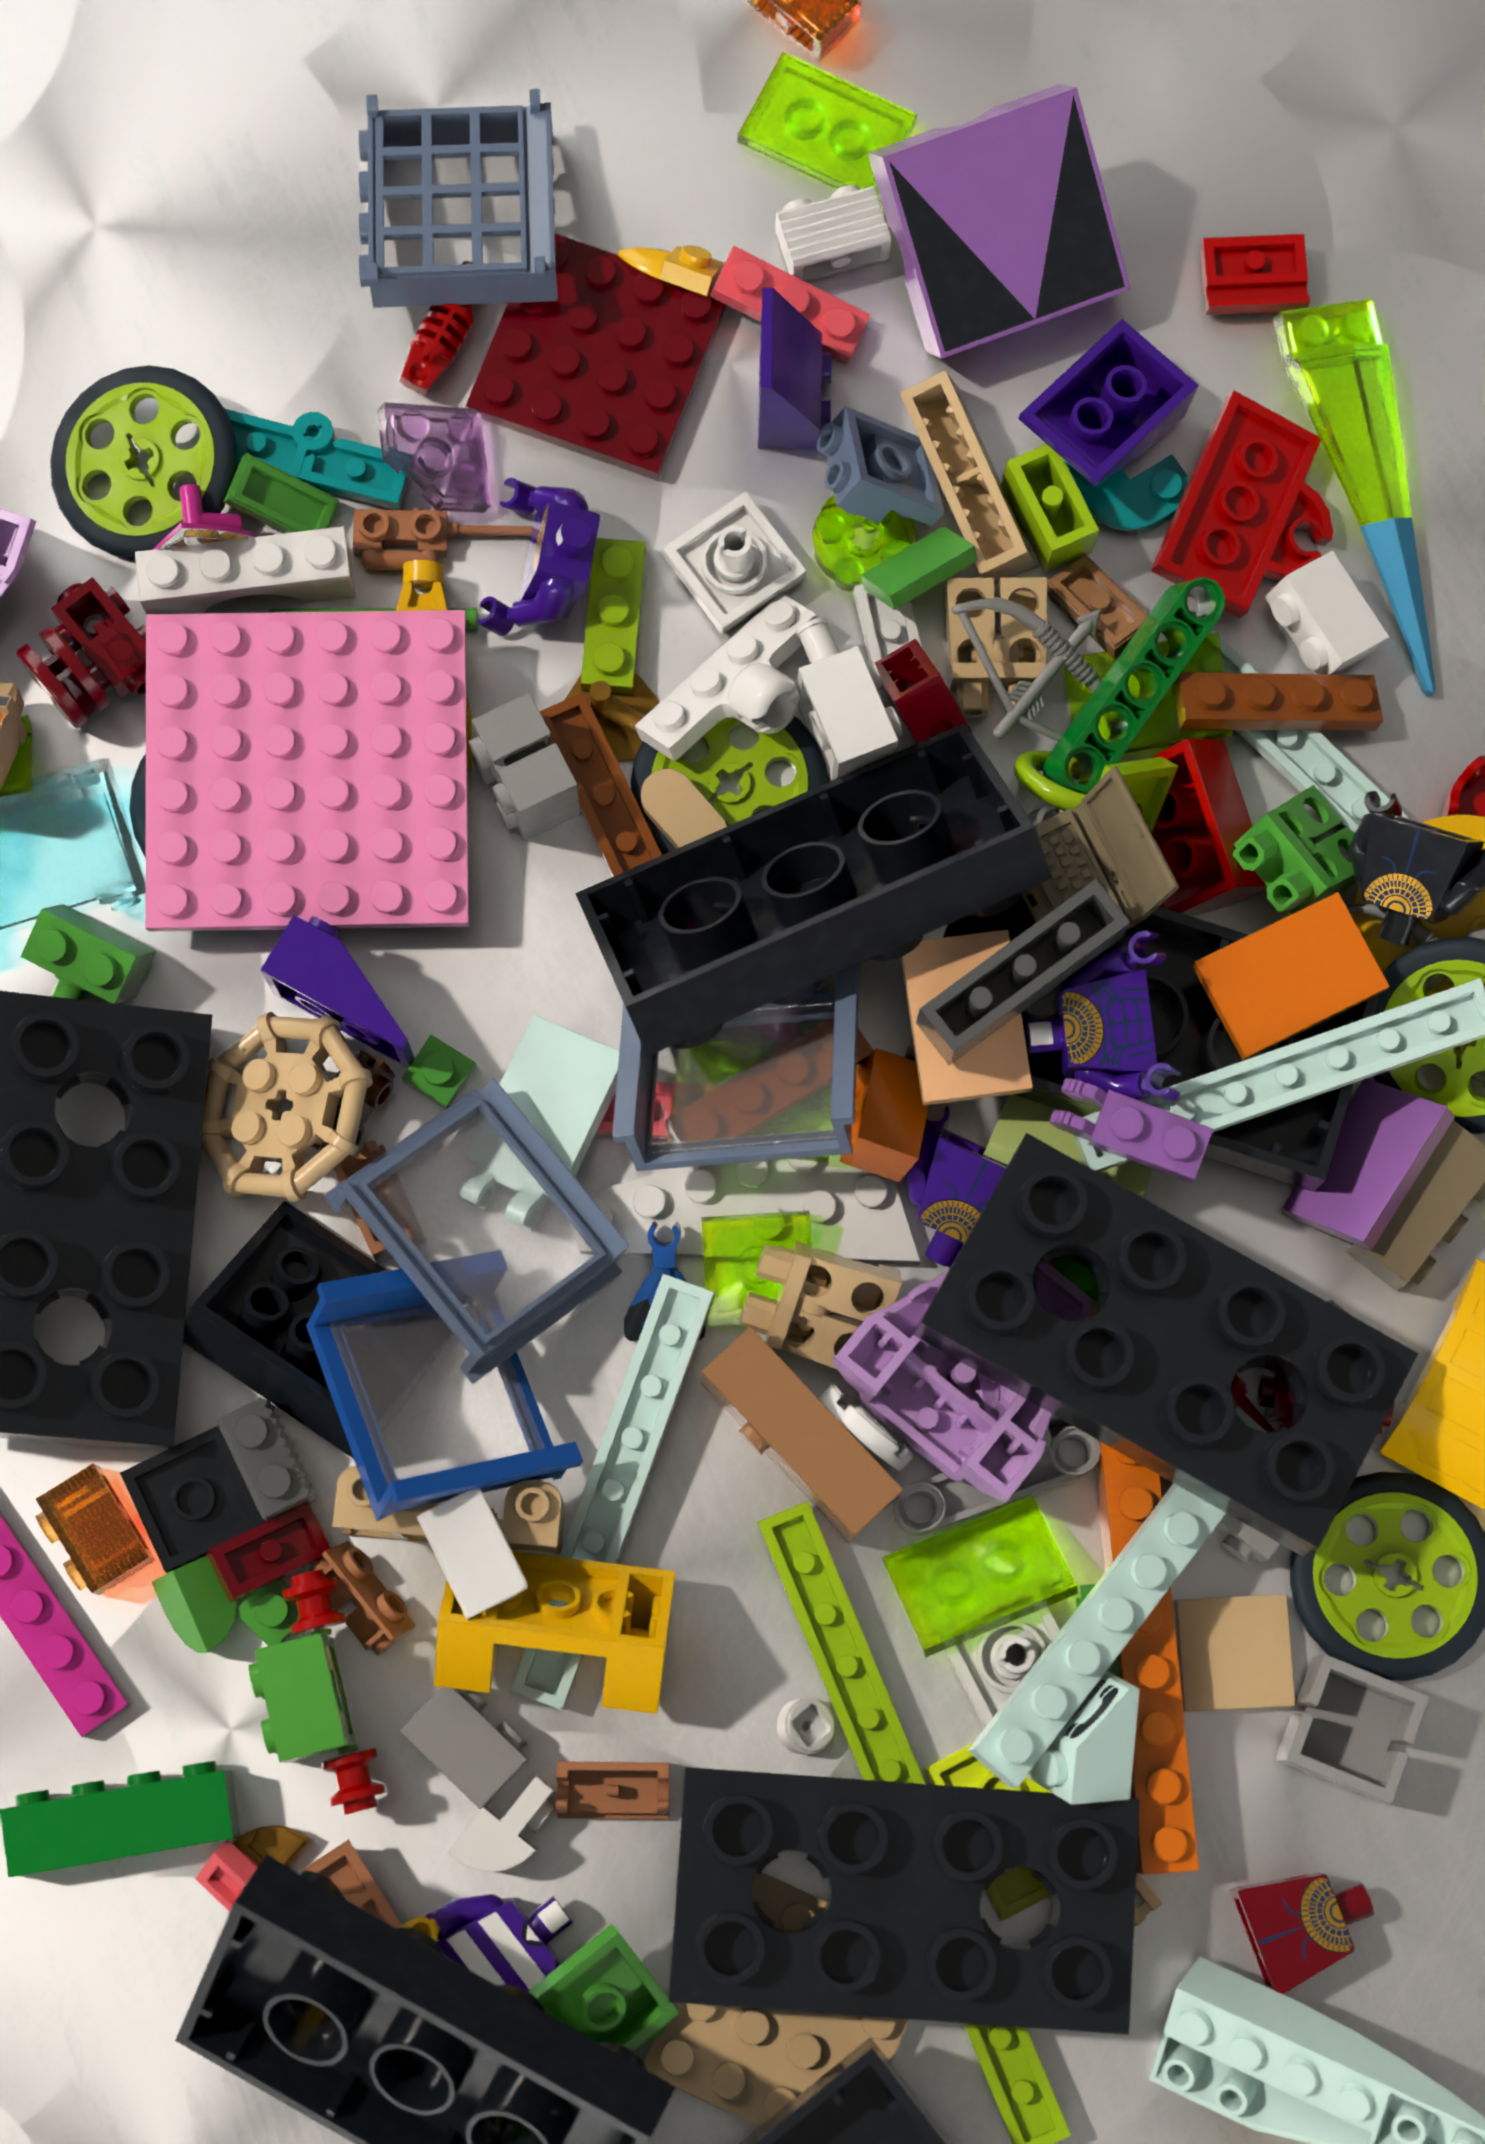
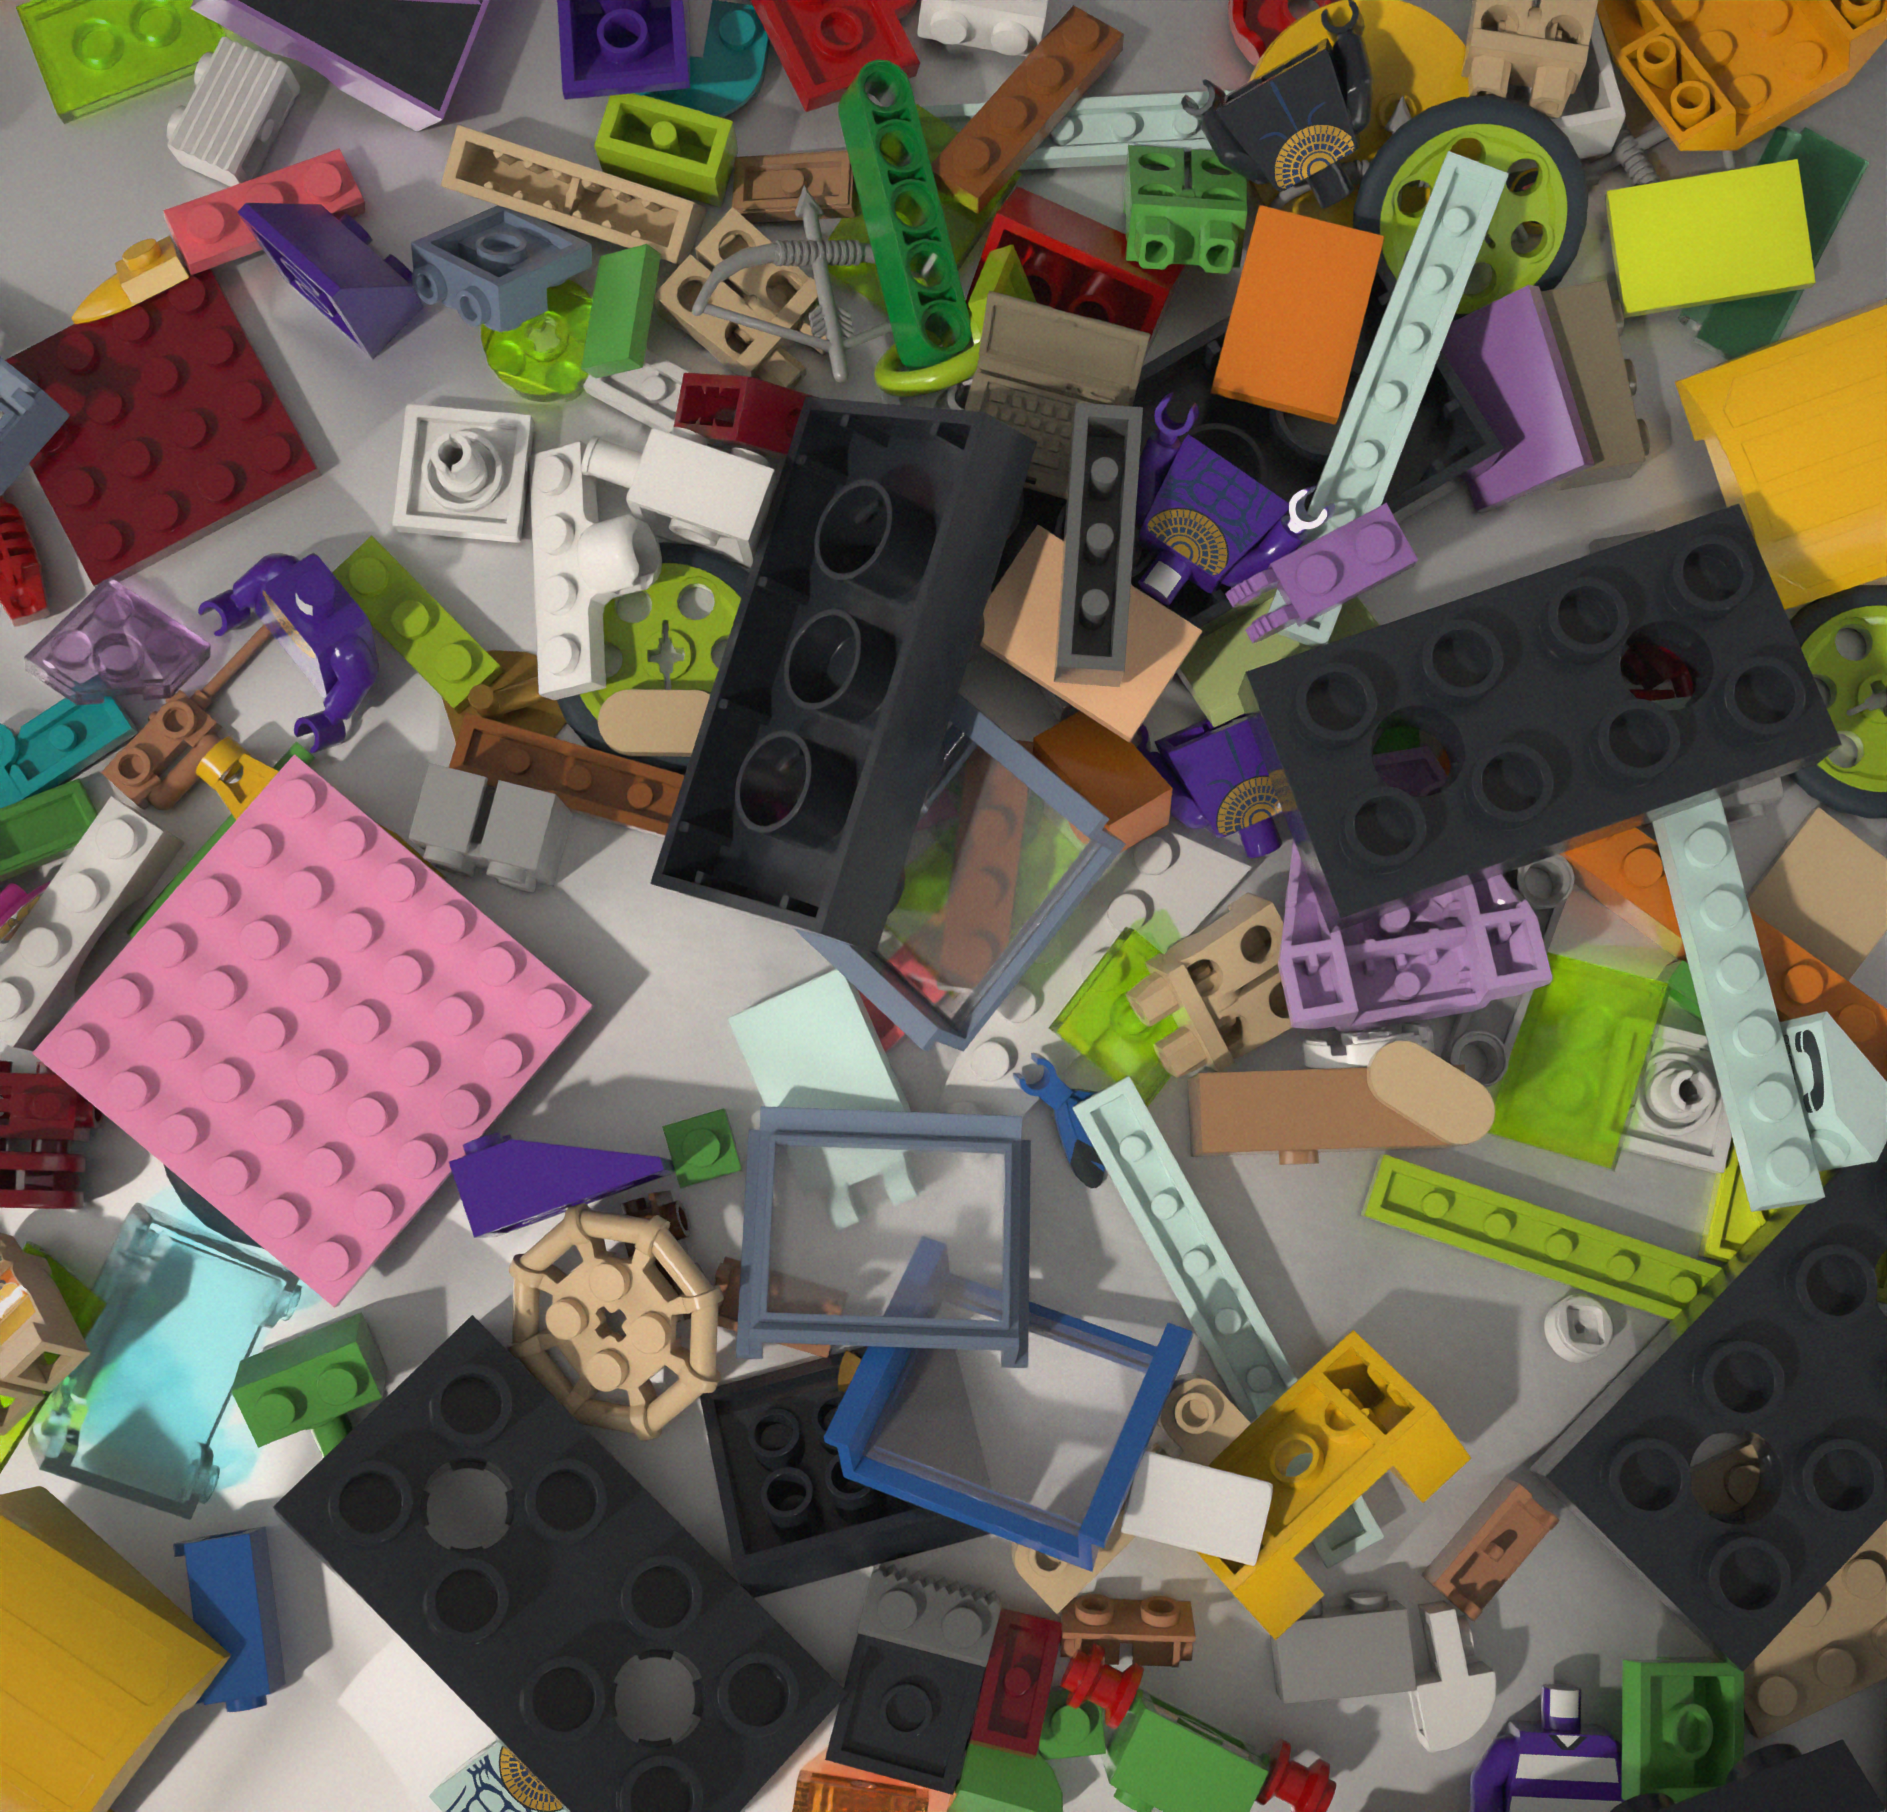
camera: 45 degrees left, 5 degrees up
(864, 1480) = (1430, 1093): none -> tan tile

